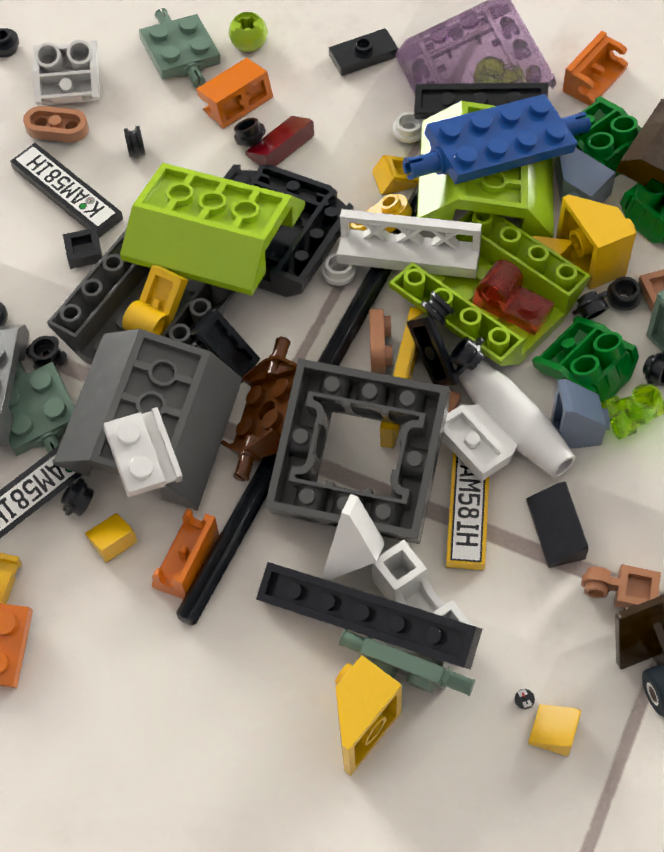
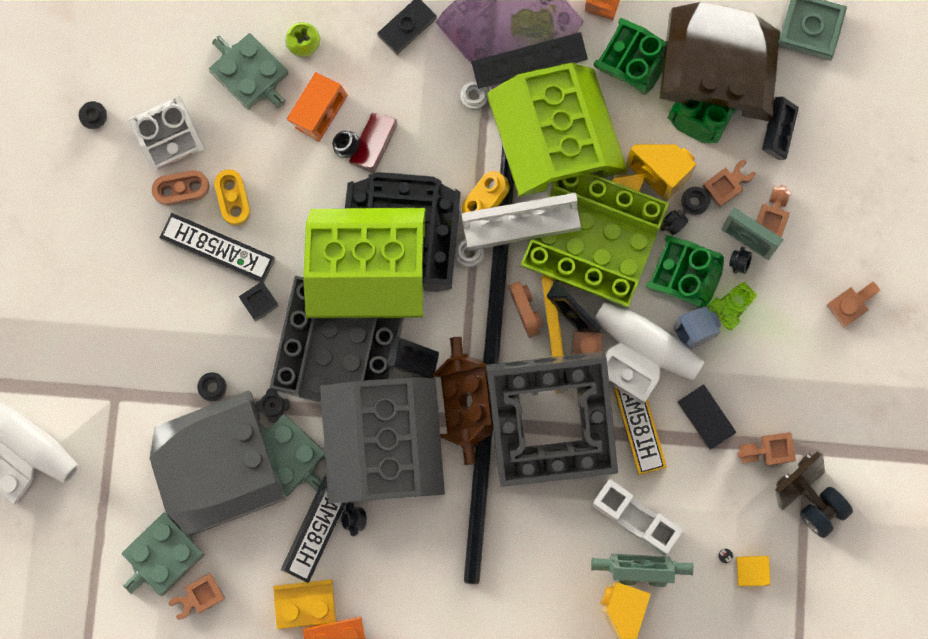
camera: 20 degrees left, 20 degrees up
(103, 153) = (232, 198): none -> yellow plate
(111, 537) = (389, 538): yellow slope -> none
(134, 141) = (254, 184): black bush -> none
(142, 452) = (398, 480): white plate -> none
(157, 302) = (350, 347): yellow plate -> none
(186, 554) = (451, 535): orange hinge -> none
(354, 543) = (575, 494): white slope -> none
(370, 615) = (604, 543): black plate -> none
(391, 176) = (479, 144): yellow slope -> none
(438, 308) = (569, 282): black bush -> none
(467, 354) = (602, 310): black plate -> none
(497, 140) = (562, 108): blue plate -> none
(504, 296) = (611, 242): clear red plate -> none
(583, 177) = (629, 105): sand blue slope -> none

